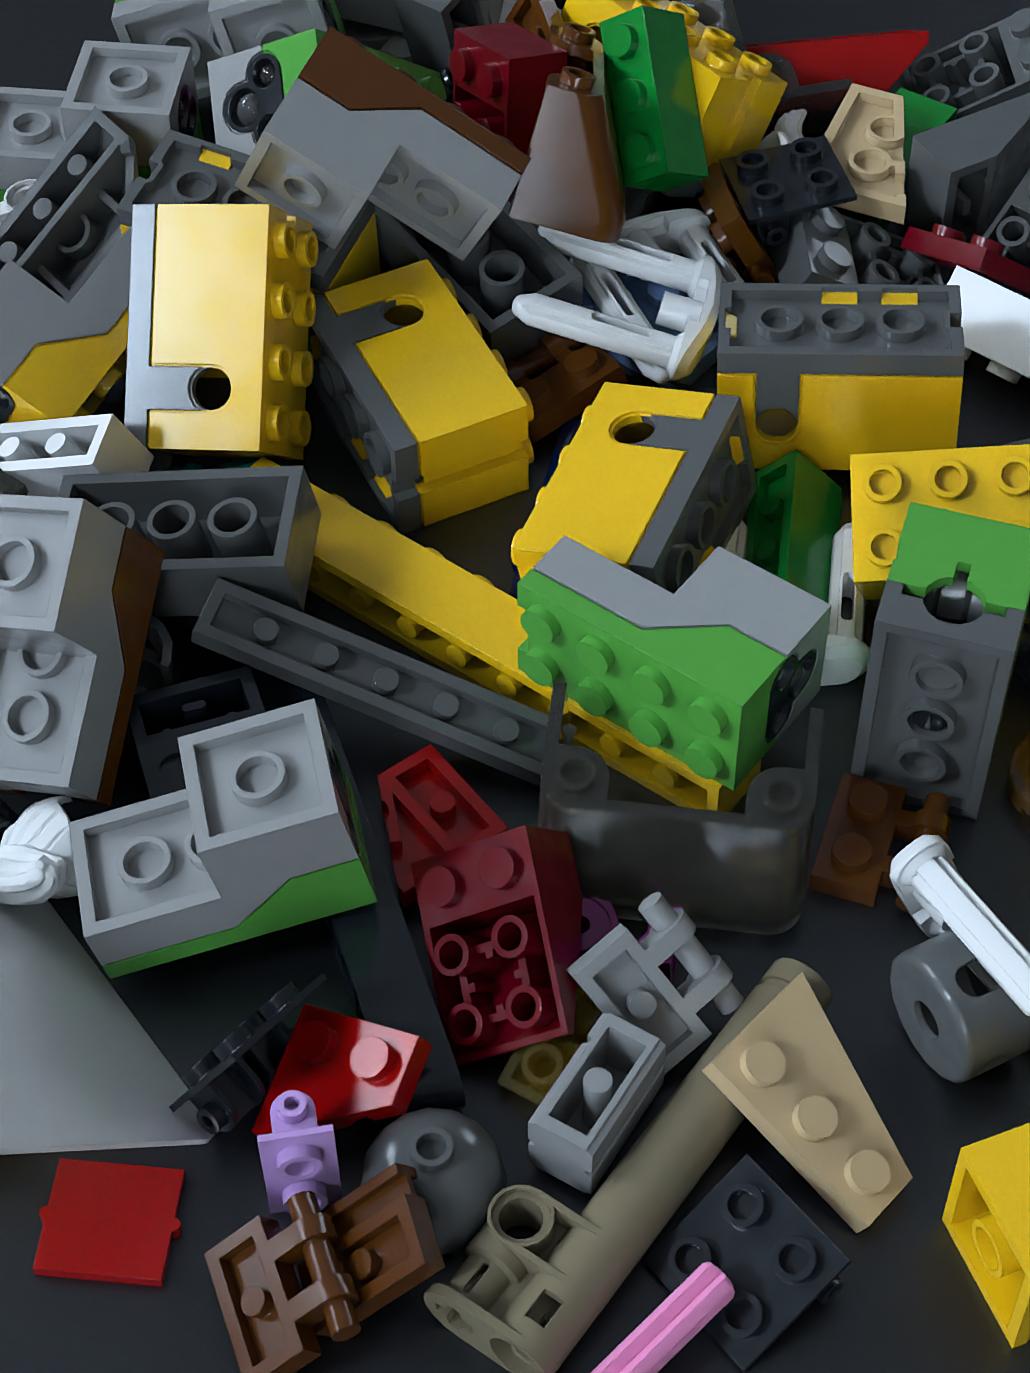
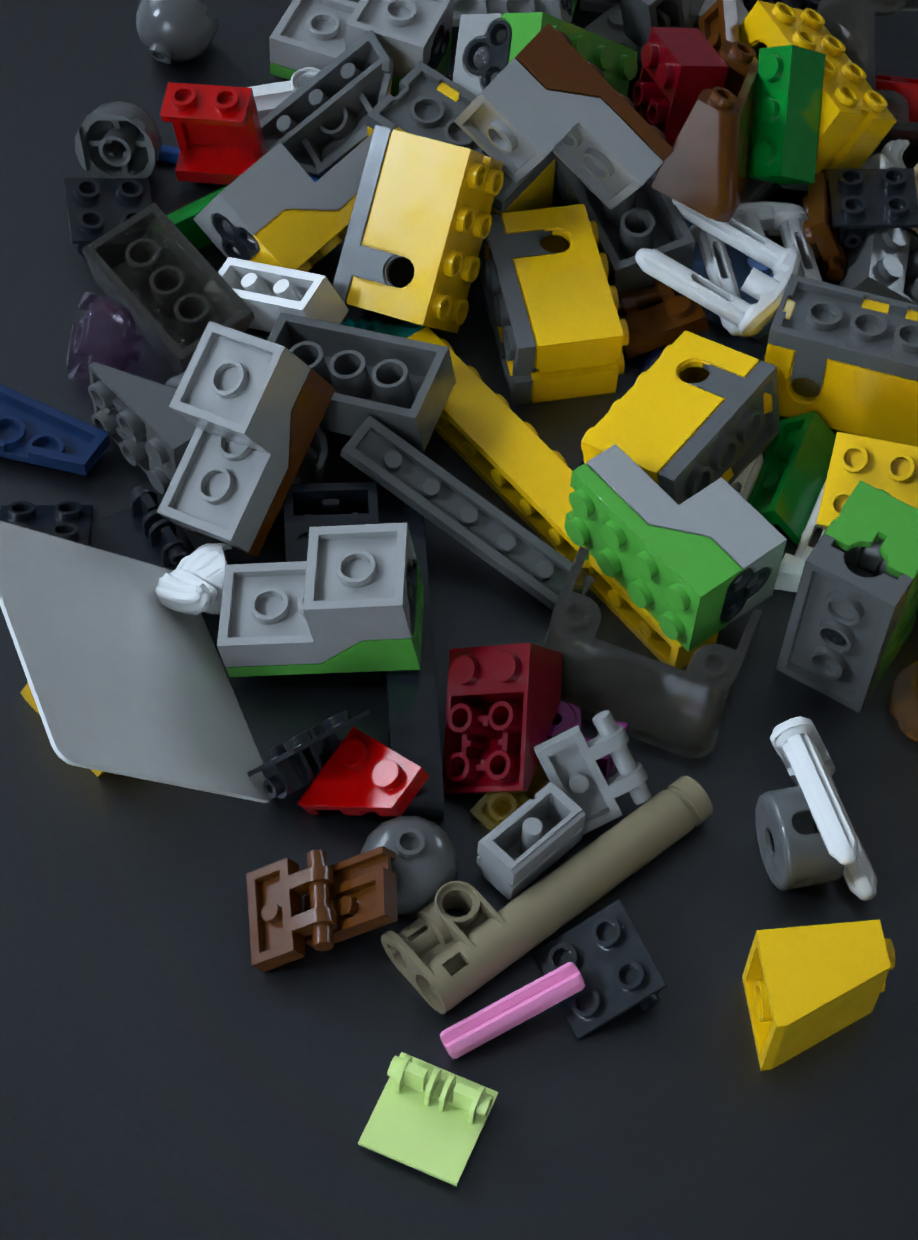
camera: 10 degrees right, 5 degrees up
(110, 1222) = (191, 838): red piece -> none
(298, 1153) = (322, 824): lavender hinge -> none
(429, 813) = (476, 615): red wing -> none
(811, 1105) = (674, 878): tan wing -> none
(860, 834) = (775, 699): reddish brown plate -> none

